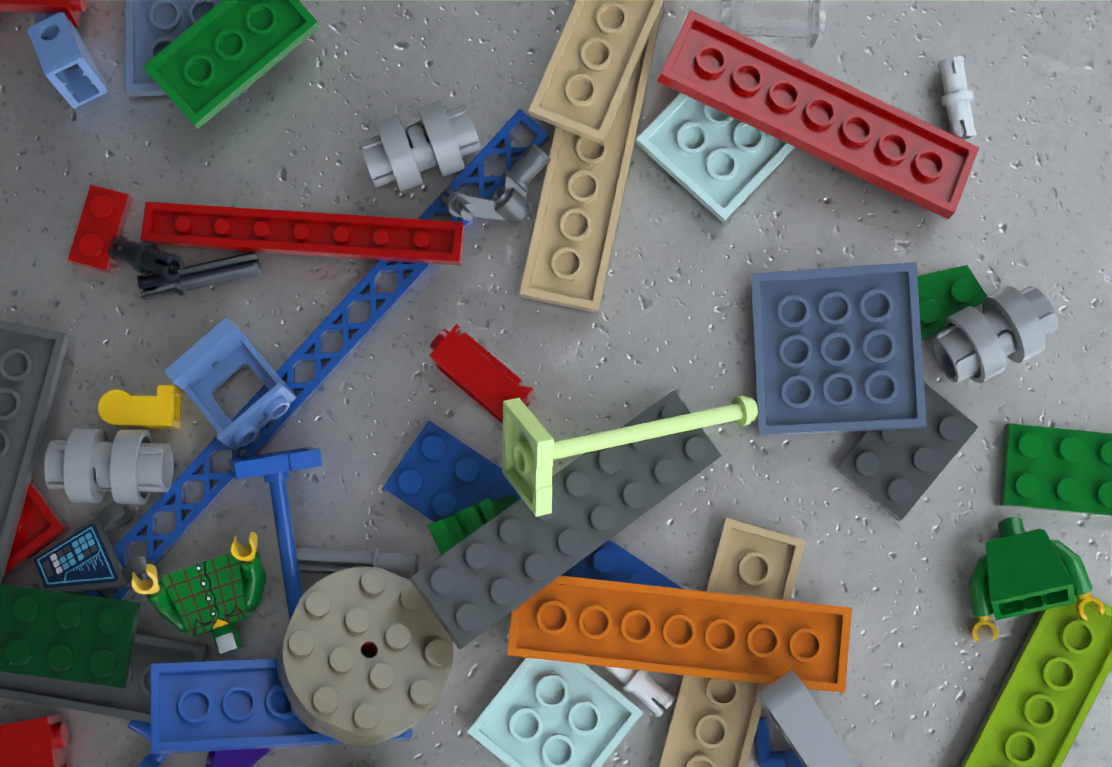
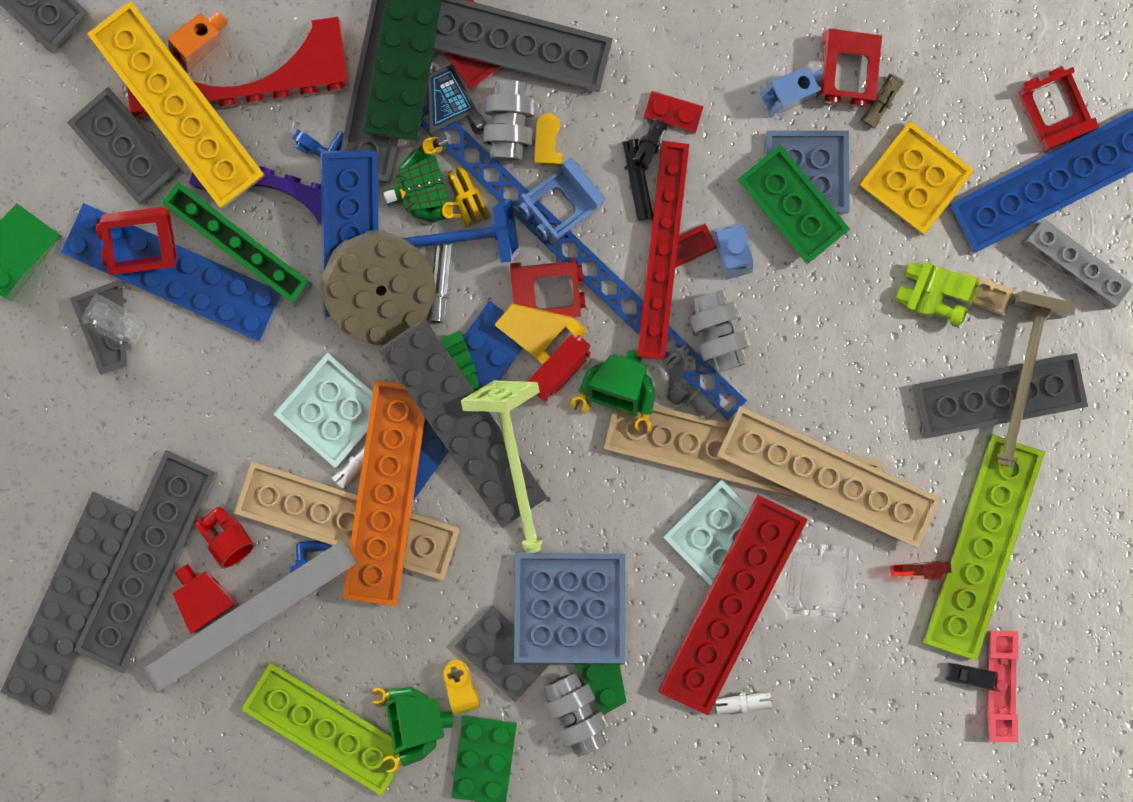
camera: 95 degrees right, 5 degrees up
(217, 531) = (466, 192): none -> yellow arm
(293, 189) = (694, 245): none -> red tile
(300, 131) = (733, 250): none -> medium blue torso
(367, 433) = (523, 284): none -> red window
(423, 413) = (536, 328): none -> yellow flag
(504, 287) = (620, 386): none -> green torso
(966, 508) = (462, 691): none -> yellow piece

